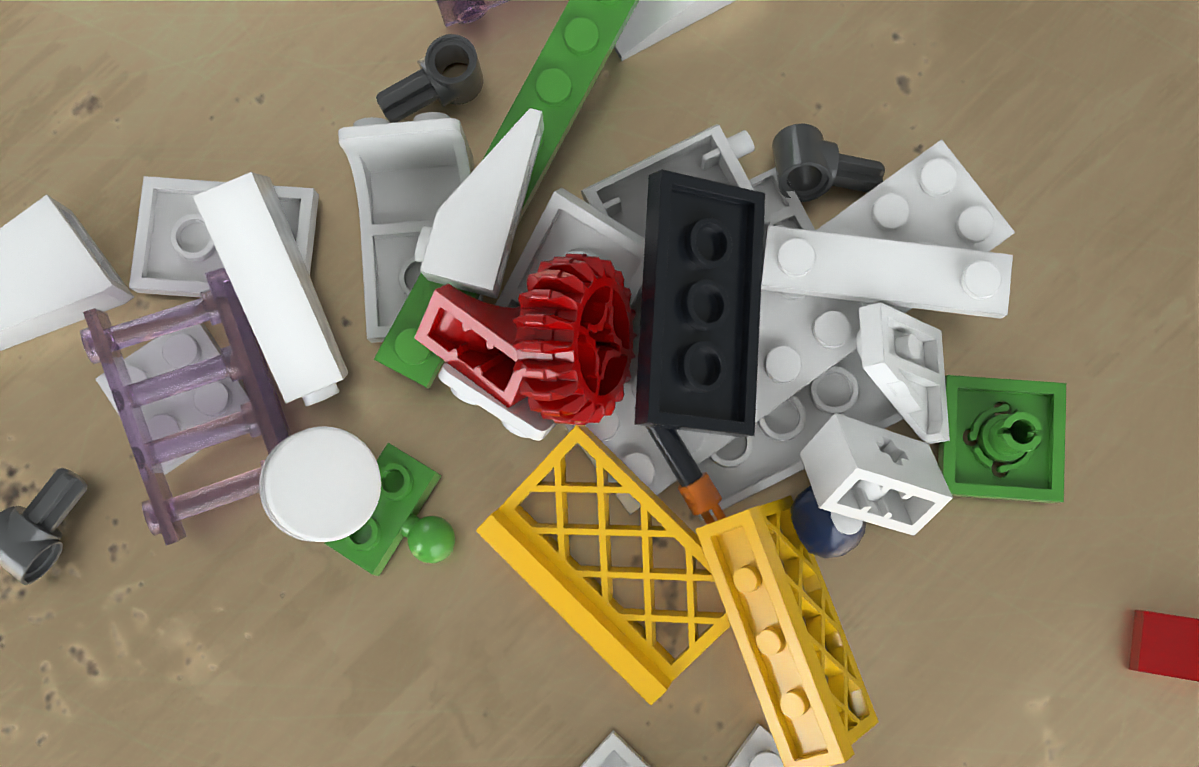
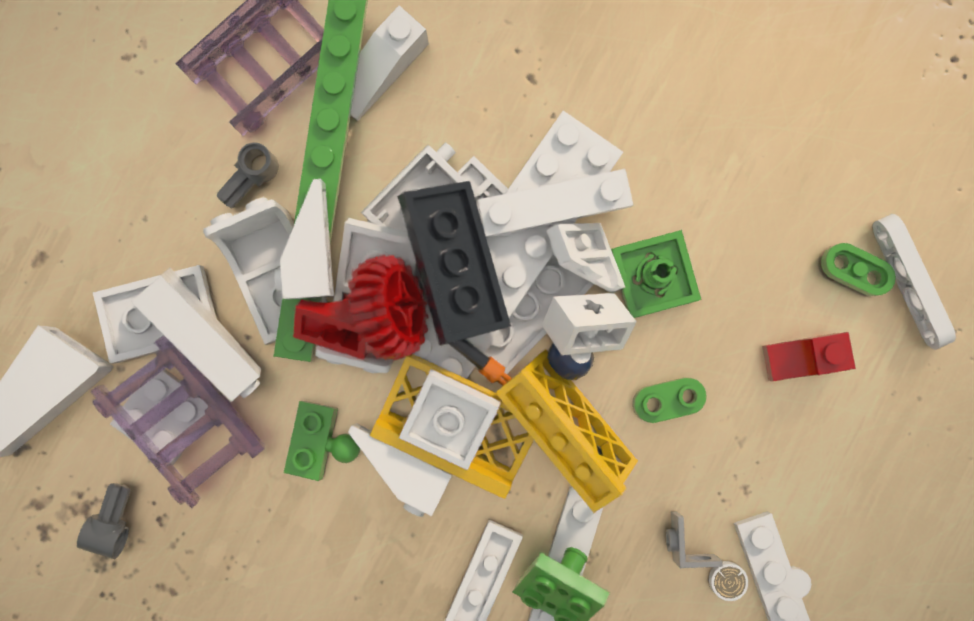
camera: 30 degrees left, 5 degrees up
(320, 484) = (269, 441): white head -> none
(511, 615) = (408, 477): none -> white slope
(609, 547) = (449, 419): none -> white plate
(816, 164) = (494, 148): dark grey axle -> none
(962, 643) = (670, 400): none -> bright green plate

